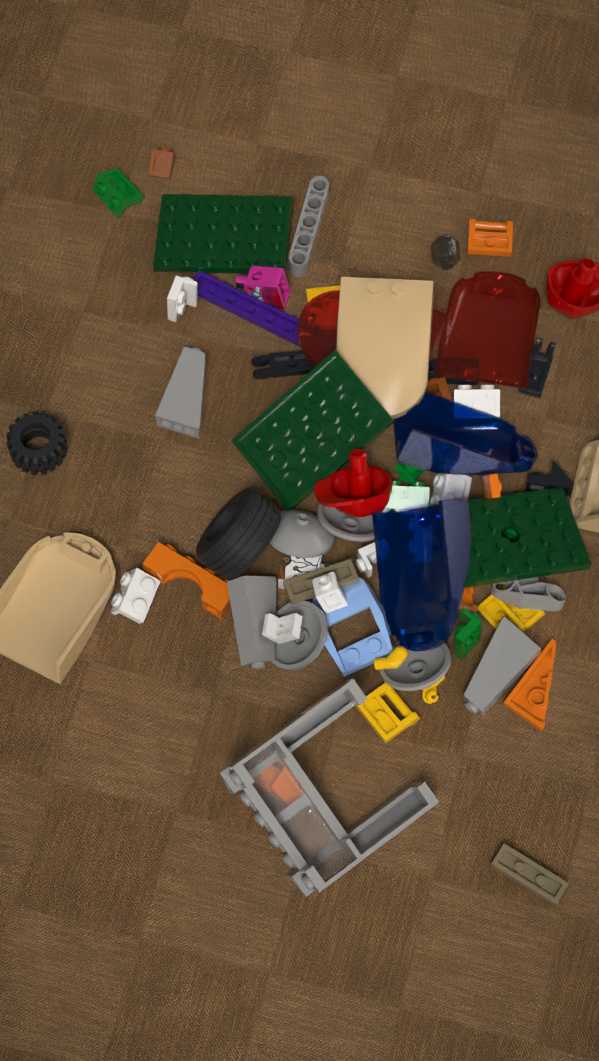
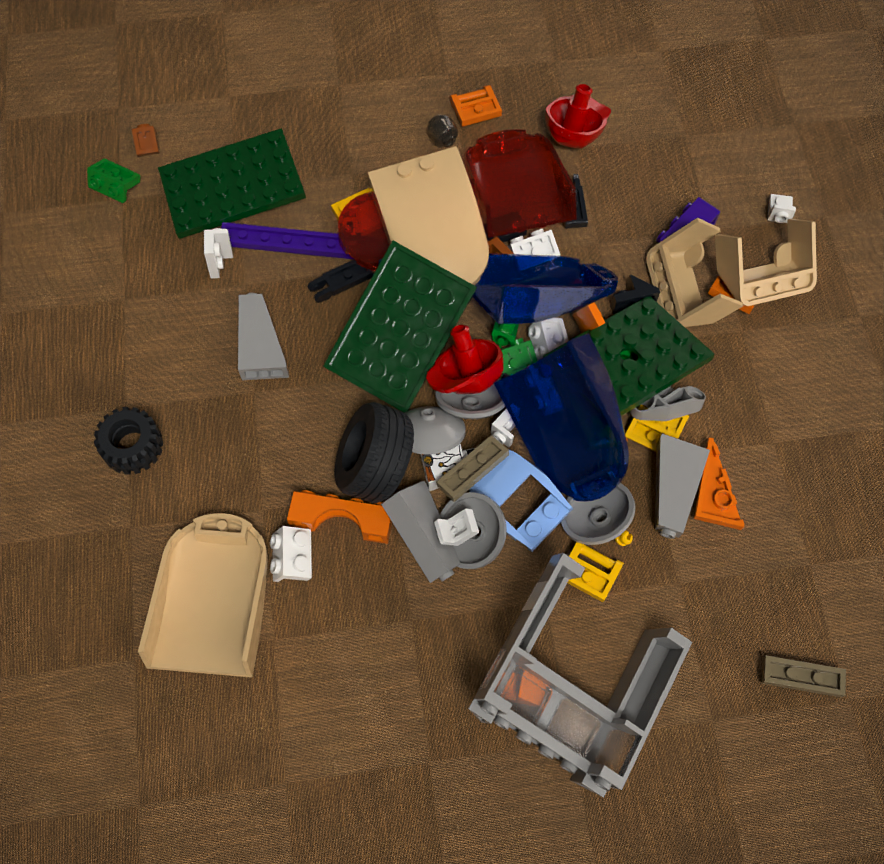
camera: 25 degrees left, 0 degrees up
(266, 285) = (292, 212): dark pink torso -> none
(305, 234) = (308, 150): light grey beam -> none
(329, 593) = (487, 475): white bracket -> none
(393, 660) = (577, 516): yellow arm -> none
(467, 634) = (636, 457): green bracket -> none

